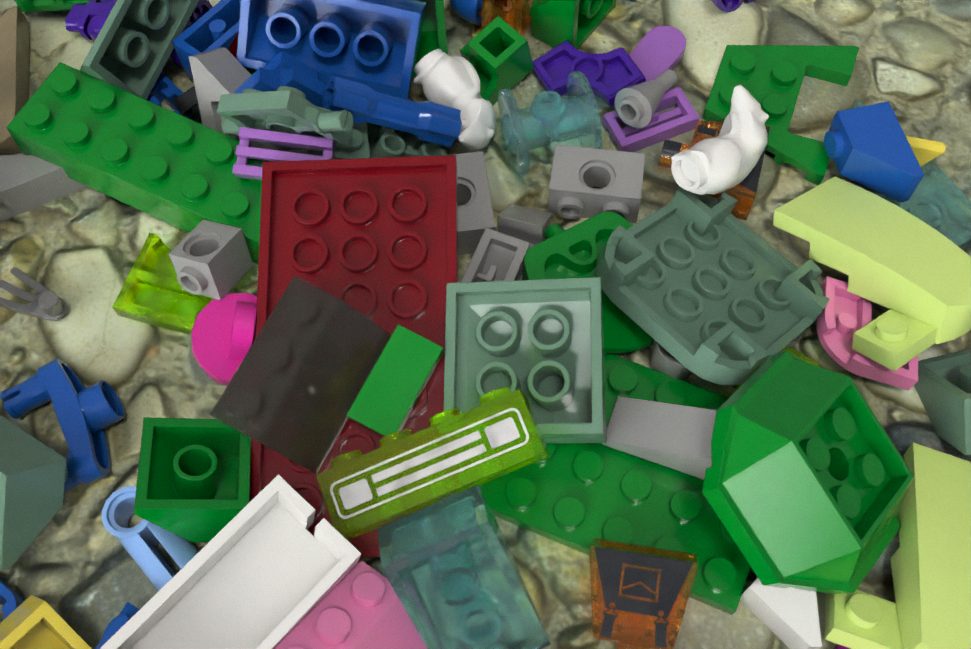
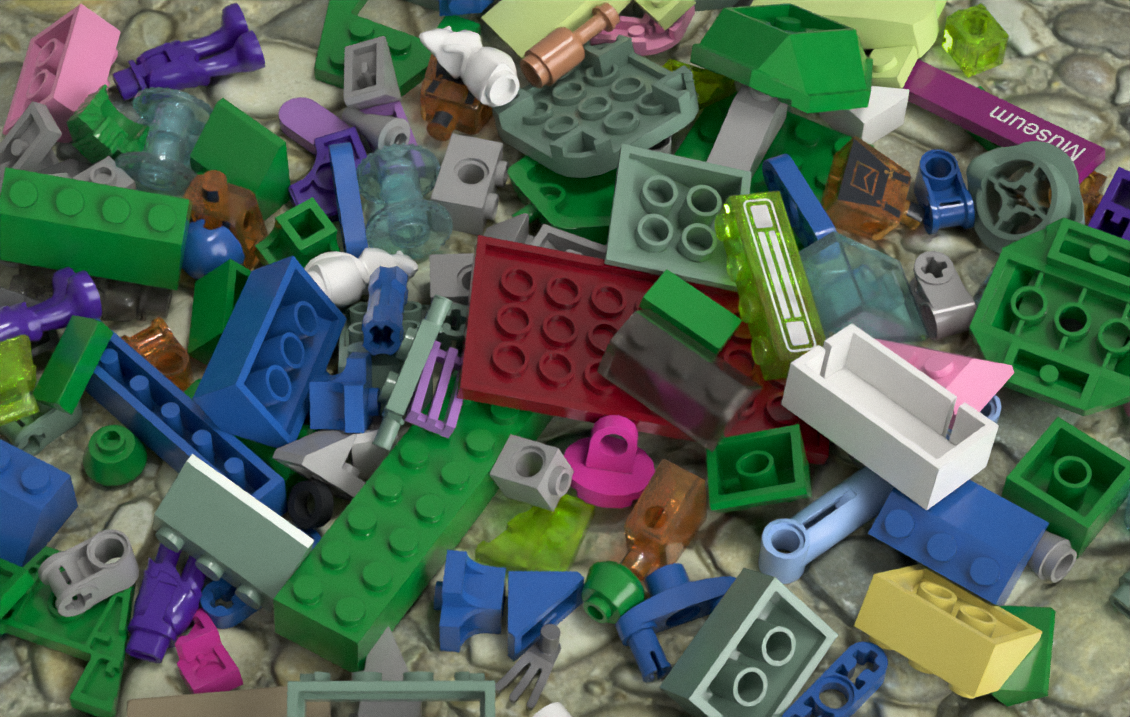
camera: 90 degrees left, 10 degrees down
(45, 57) = (204, 660): none -> dark pink slope
(89, 285) = (539, 600): none -> blue slope
(89, 350) = (610, 591): none -> green cone
(95, 231) = (469, 600): none -> blue brick
(153, 378) = (664, 519): none -> clear orange torso
(582, 57) = (347, 198): none -> blue beam
(594, 511) = (801, 205): none -> blue beam
(707, 77) = (369, 75): none -> light grey slope
(789, 242) = (564, 49): none -> nougat piece

